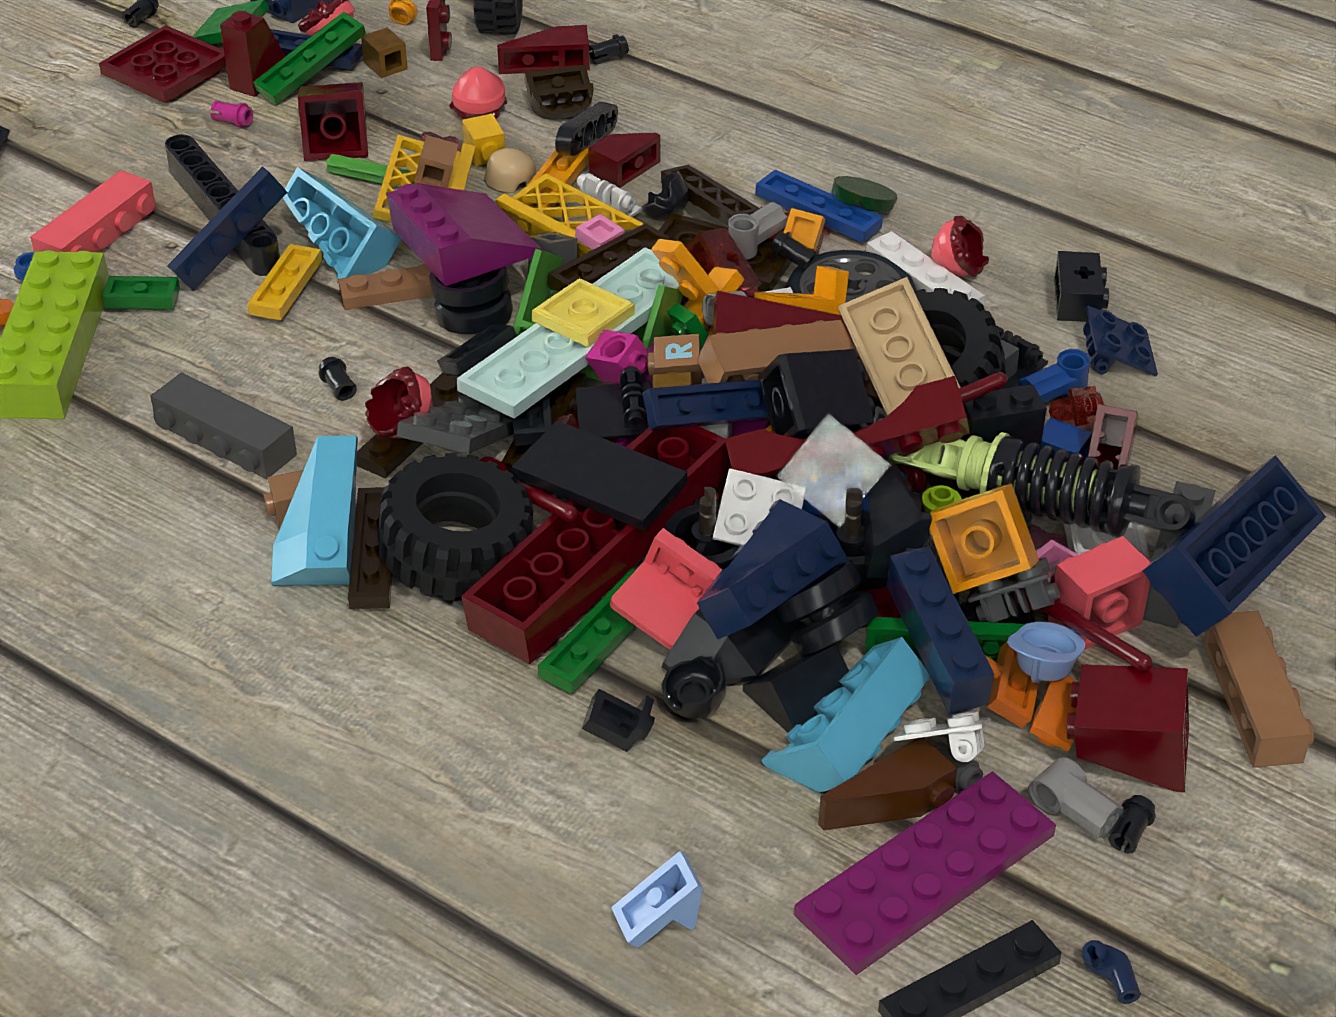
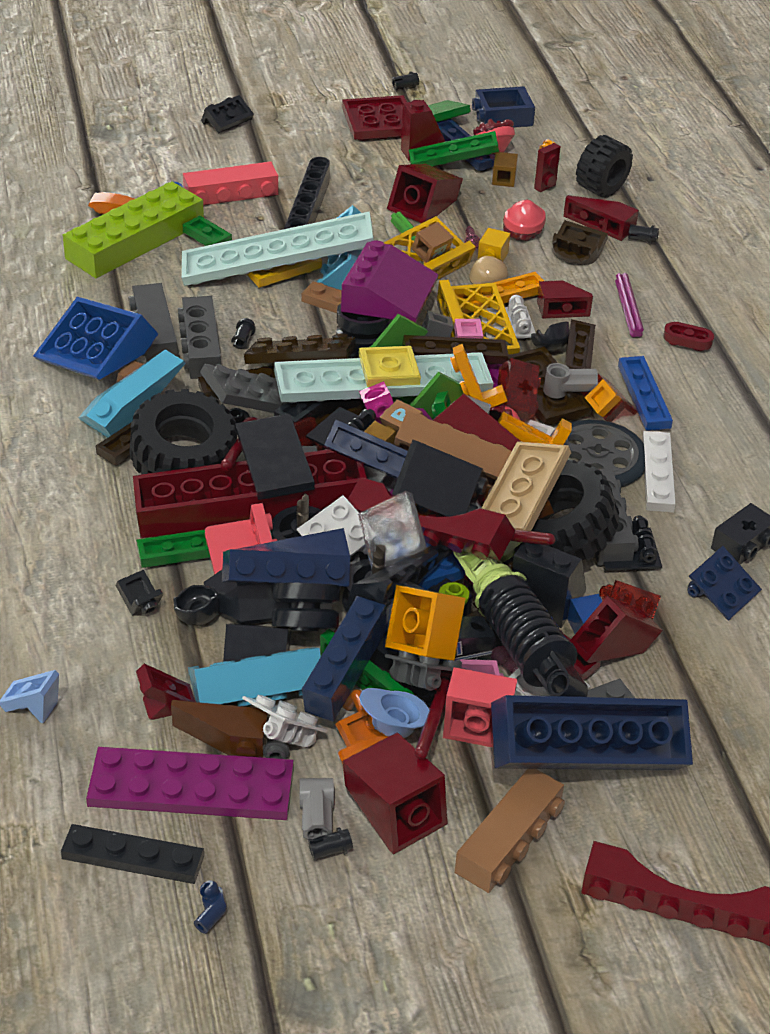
camera: 40 degrees right, 0 degrees up
(193, 479) = (96, 339): none -> blue slope
(227, 228) = (278, 217): dark blue plate -> none
(238, 114) = (380, 164): dark pink pin -> none
(267, 262) = (276, 248): none -> light aqua plate
(296, 402) = (198, 334): none -> dark grey brick
(396, 399) = (240, 355): dark red hair -> none
(451, 347) = (291, 349): none -> dark brown plate
(586, 128) = (557, 265): black beam -> none
(687, 128) = (629, 305): none -> magenta axle
(783, 128) = (688, 336): none -> dark red plate
(786, 805) = (160, 690): none -> dark red slope
(792, 250) = (579, 402): black pin -> none
(873, 195) = (681, 400): dark green tile -> none
(960, 247) = (694, 465): dark red hair -> none
(1068, 373) = (657, 579): blue piece -> none

